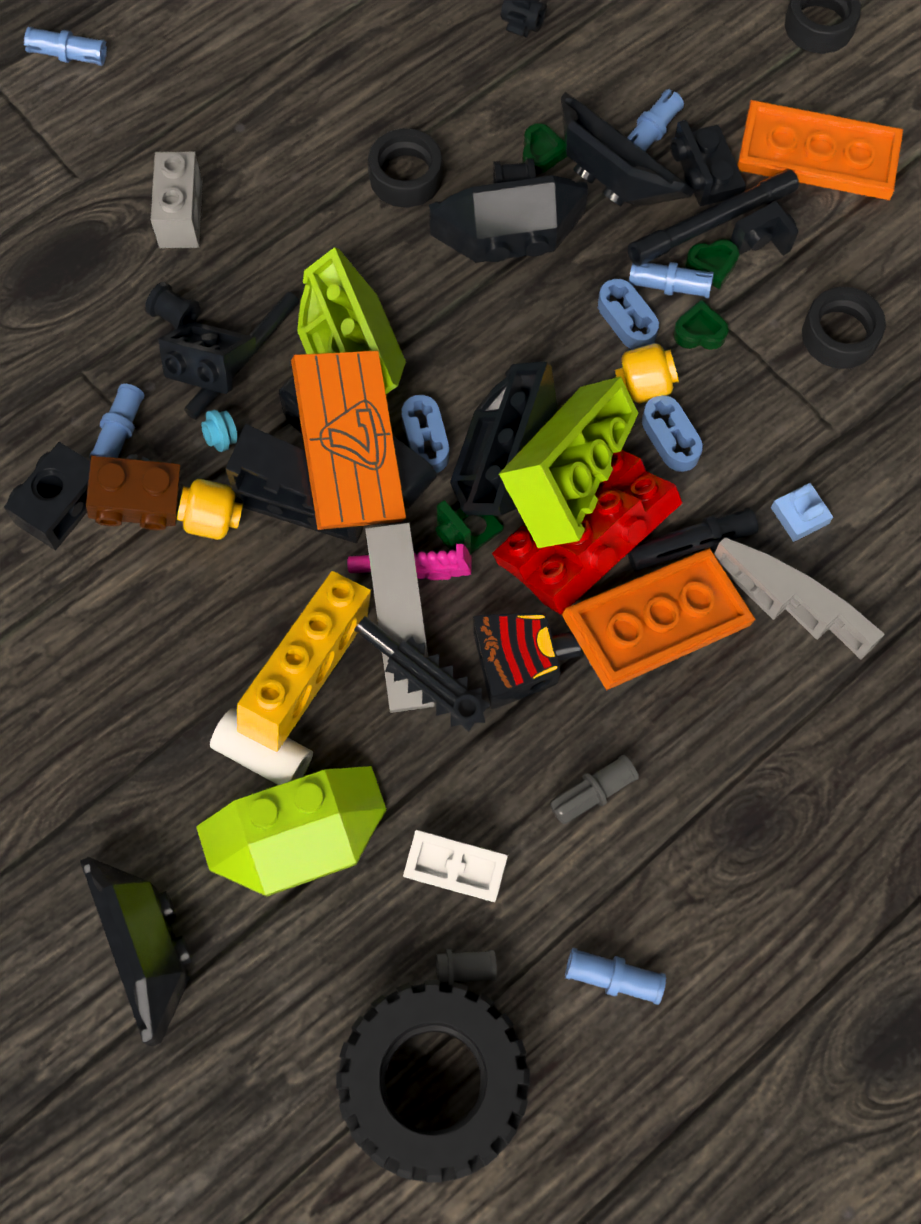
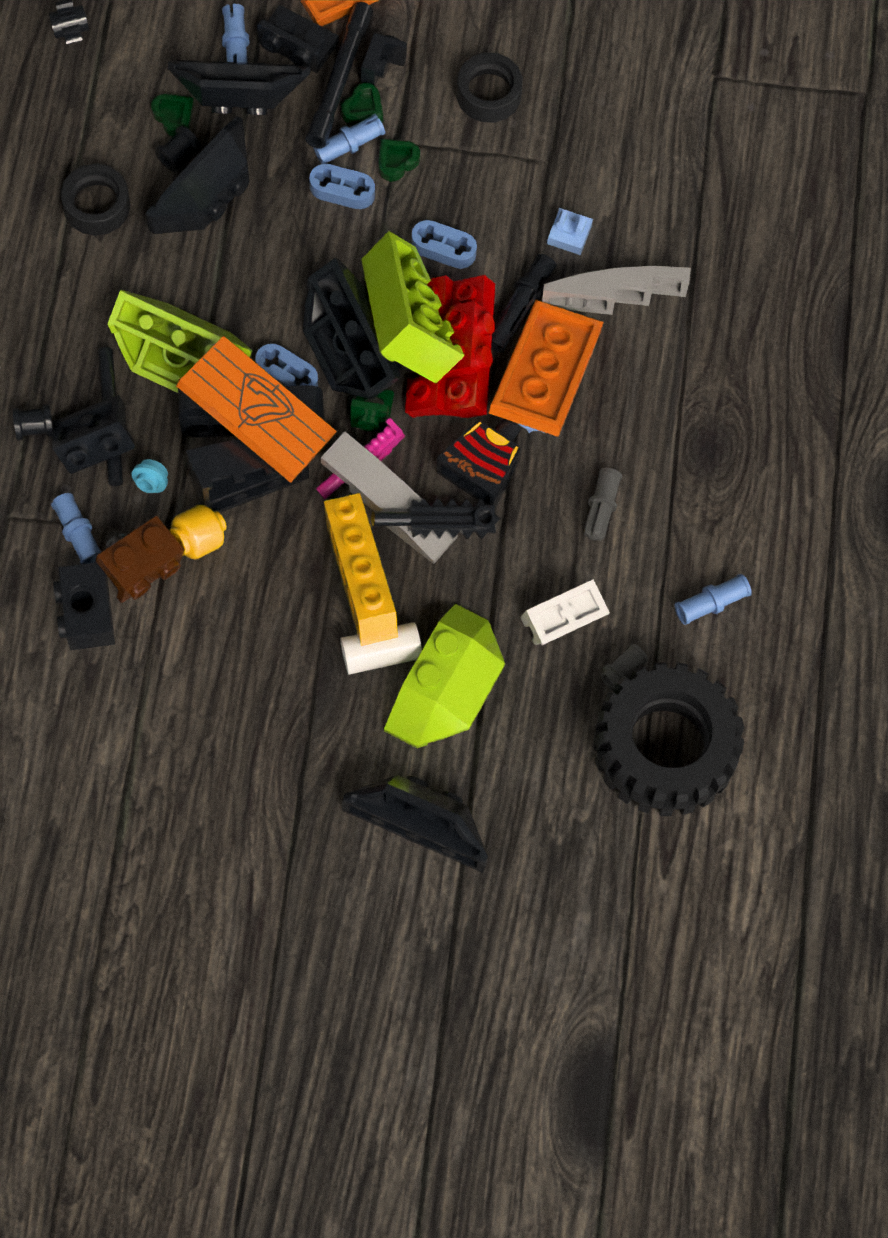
camera: 45 degrees left, 0 degrees up
(648, 372) = (394, 213): yellow head -> none

